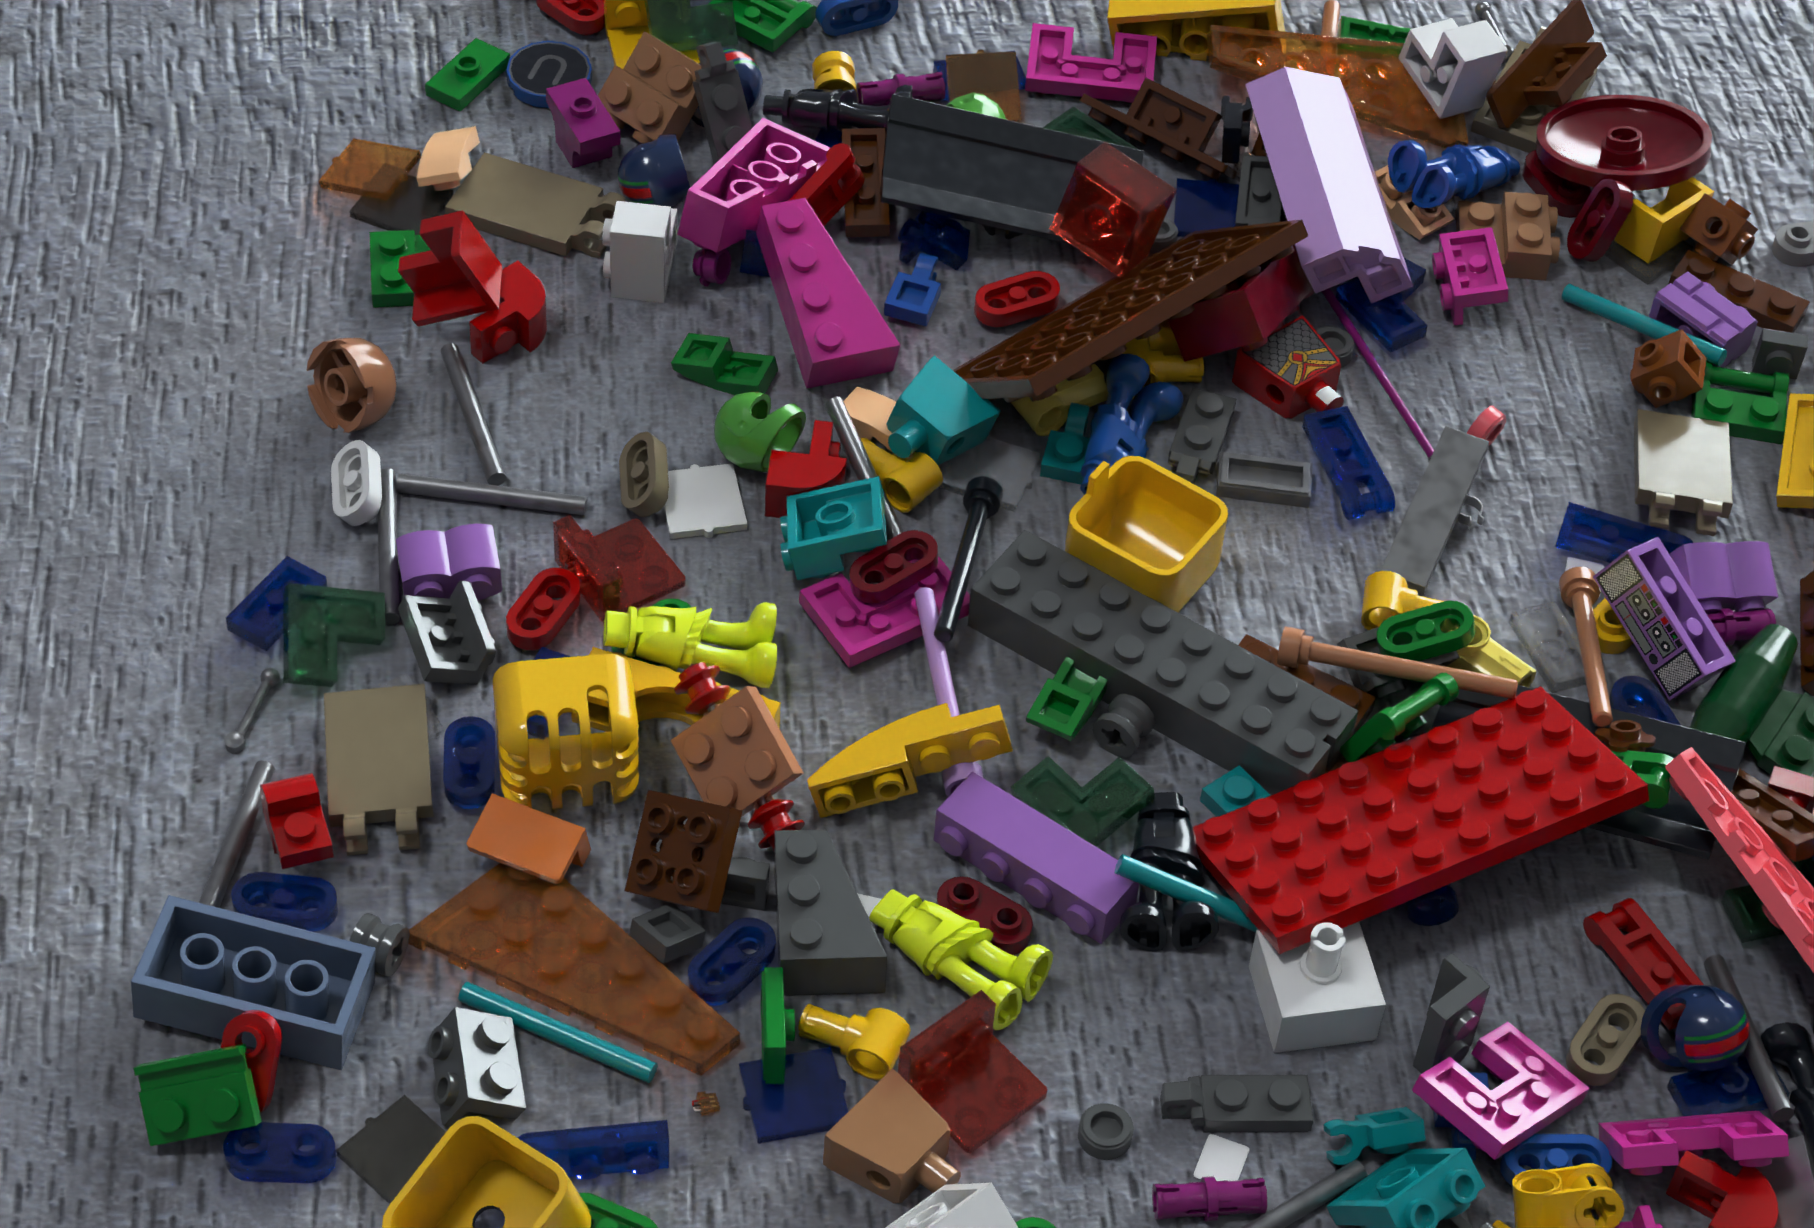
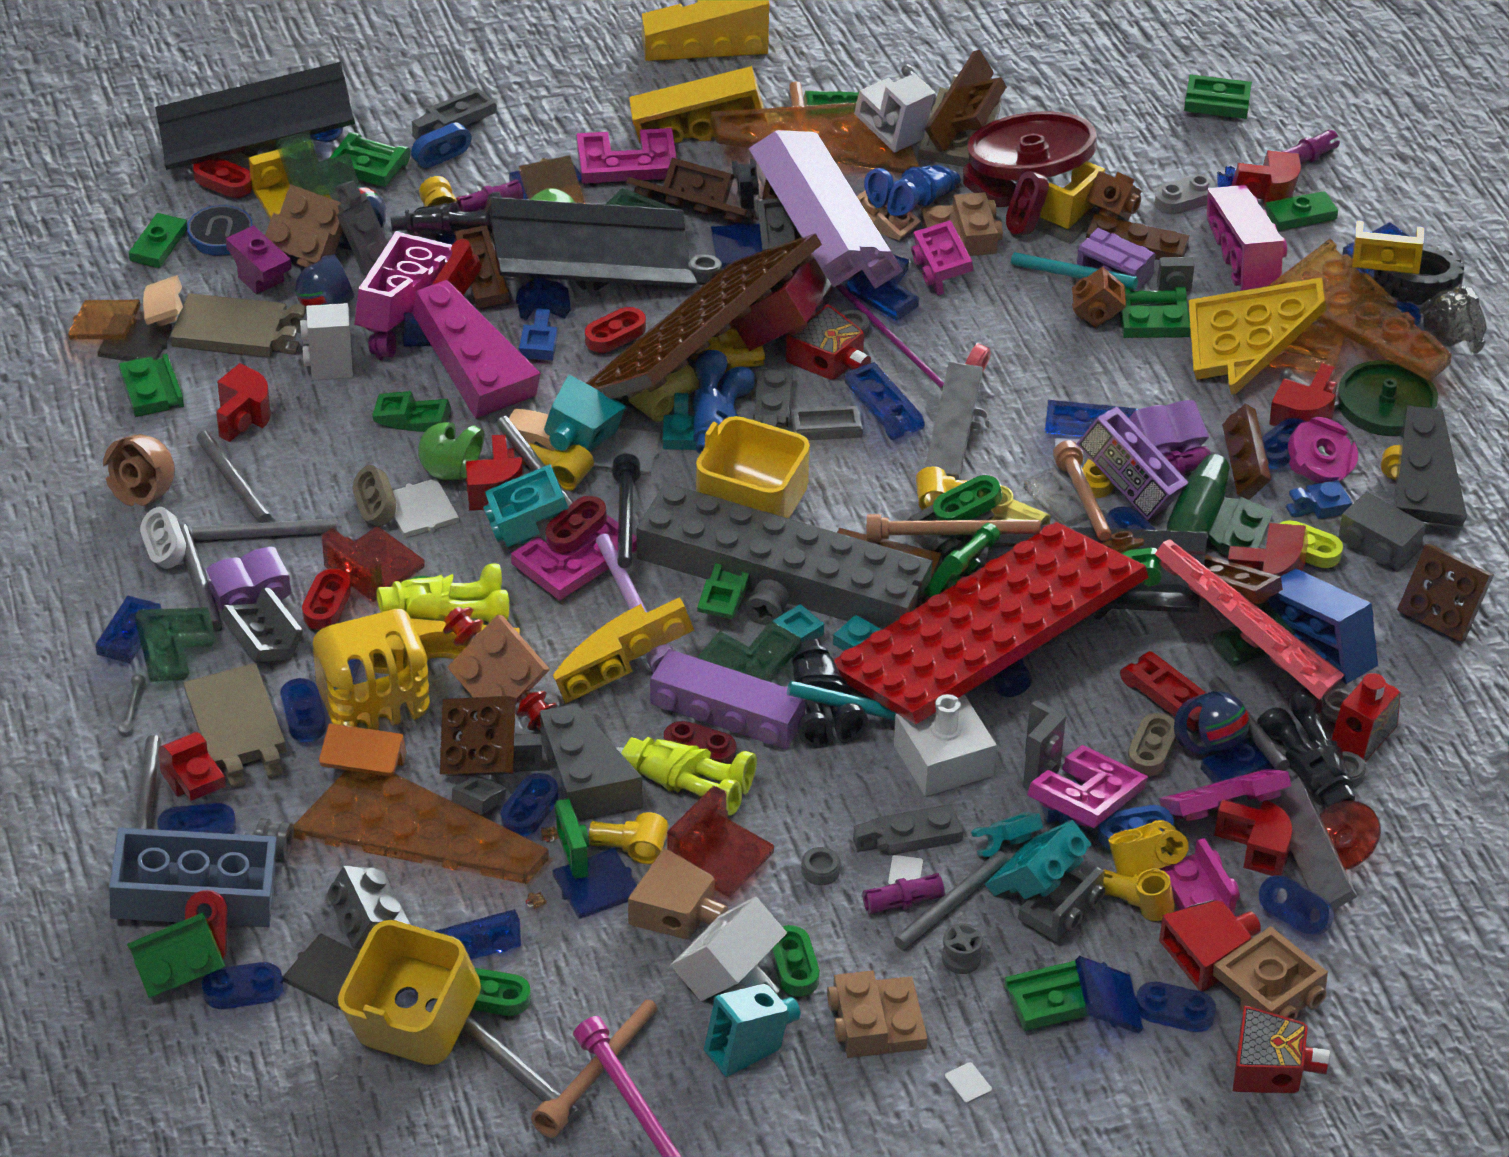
camera: 10 degrees left, 5 degrees down
(456, 275) = (197, 380): red panel -> none
(559, 1032) = (421, 873): teal bar -> none
(749, 1005) = (548, 832): none -> clear orange piece
(1113, 209) = (673, 252): clear red brick -> none
(1160, 766) = (801, 623): none -> teal plate
(1682, 467) = (1123, 363): tile -> none

